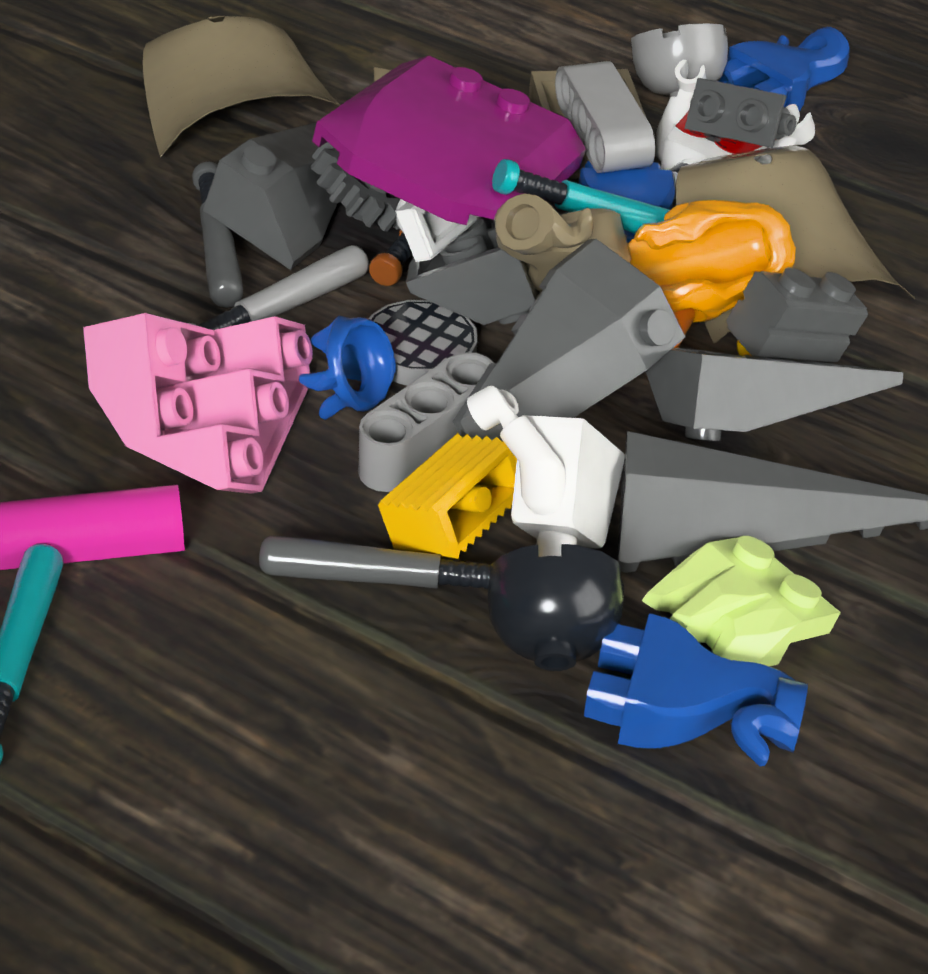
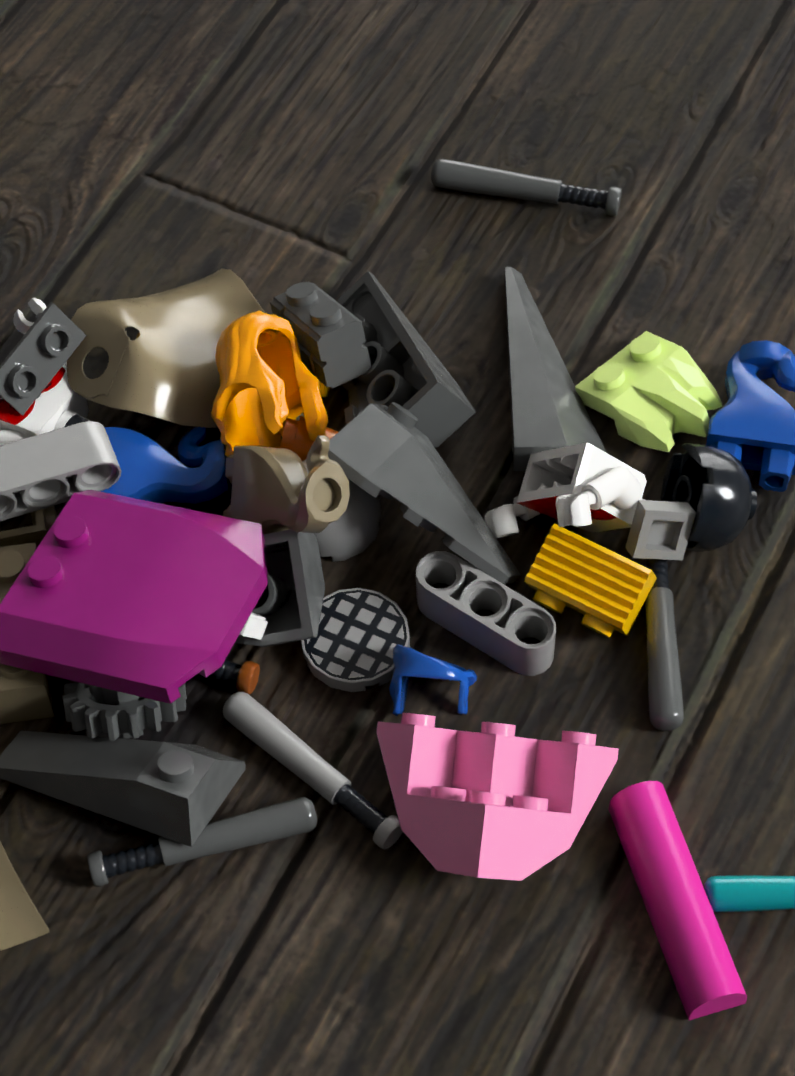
camera: 90 degrees left, 15 degrees up
(499, 532) = (660, 530): none -> light grey tile
(574, 196) = (210, 453): teal piece -> none

